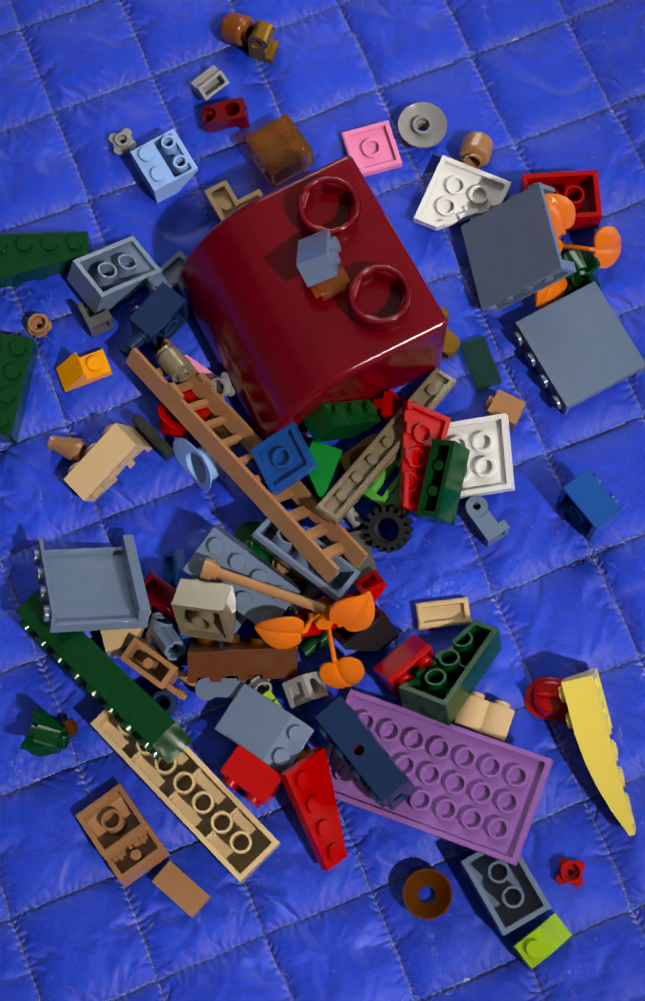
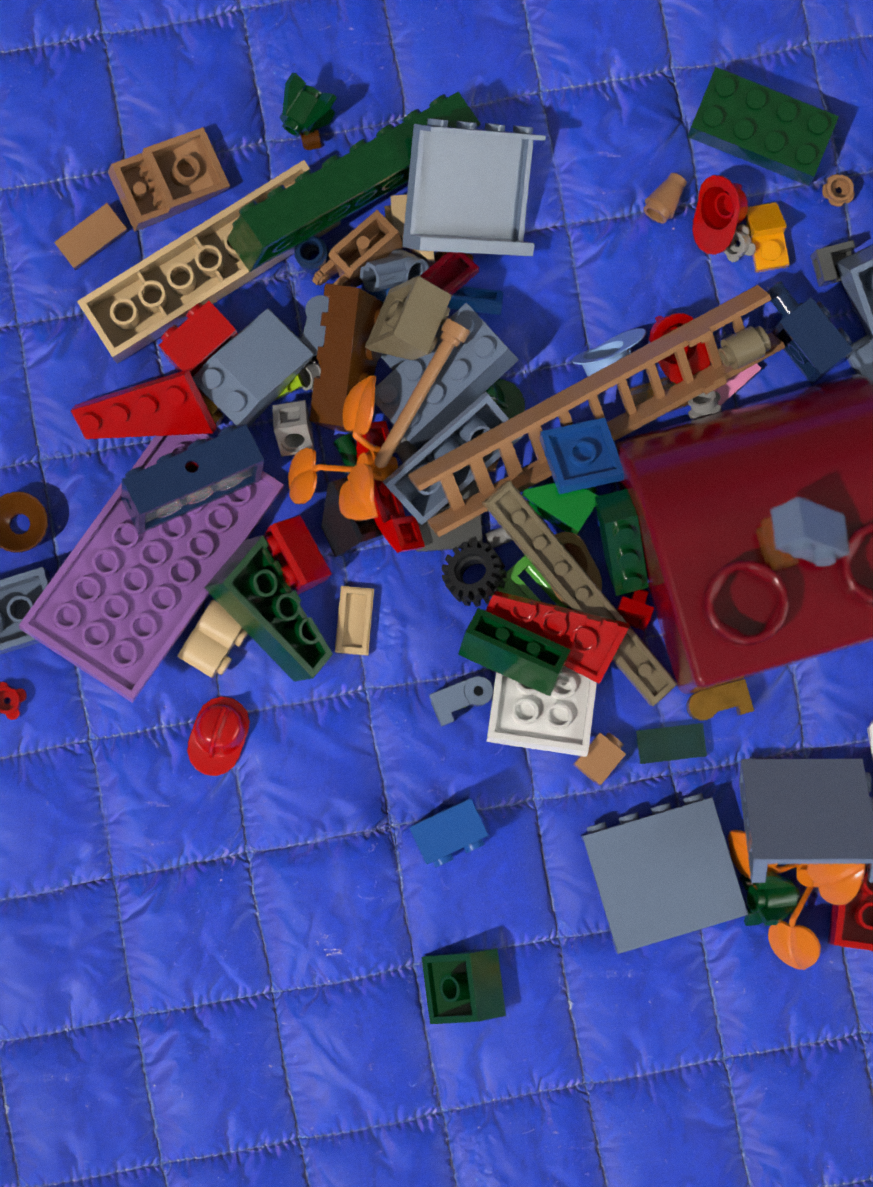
camera: 95 degrees right, 10 degrees up
(74, 406) = (718, 213): none -> red piece
(99, 392) = (746, 247): none -> light grey plate
(106, 460) = (636, 242): tan wedge -> none
(153, 437) = (657, 305): pearl dark grey tile -> none
(592, 727) = (173, 764): light yellow wedge -> none

